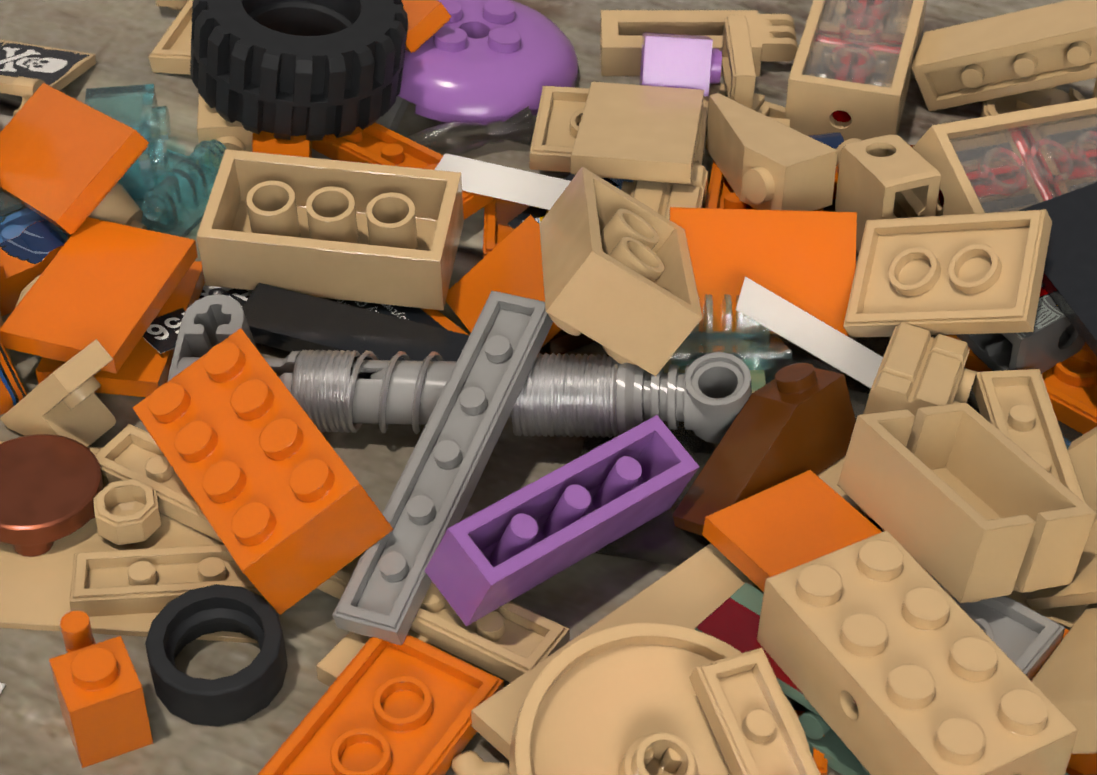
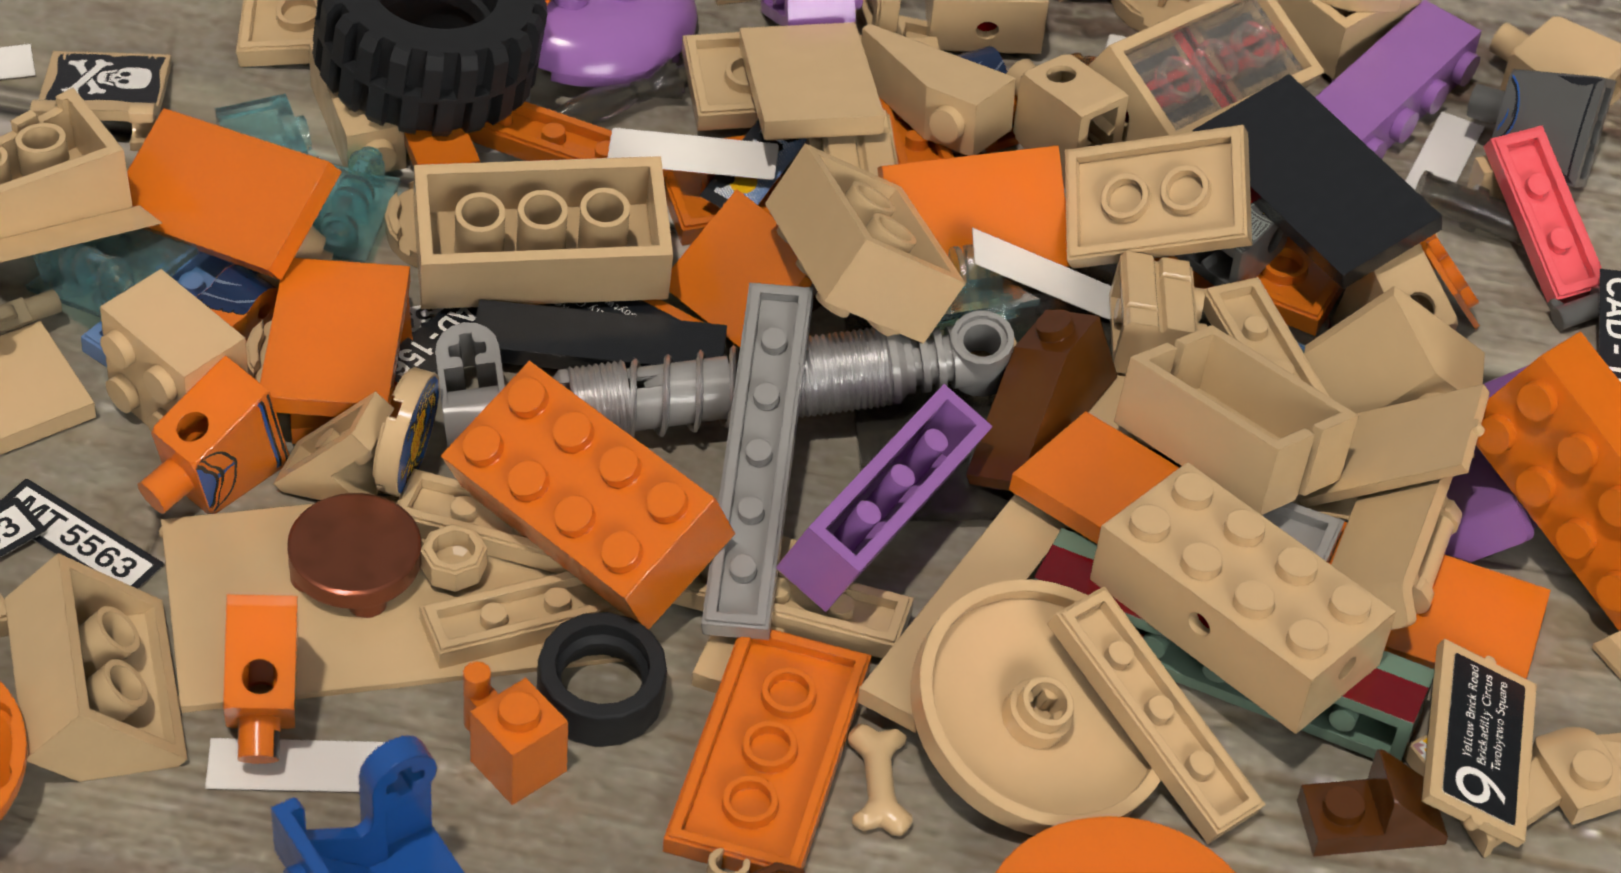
camera: 20 degrees left, 5 degrees up
(127, 373) = (406, 438): none -> tan tile

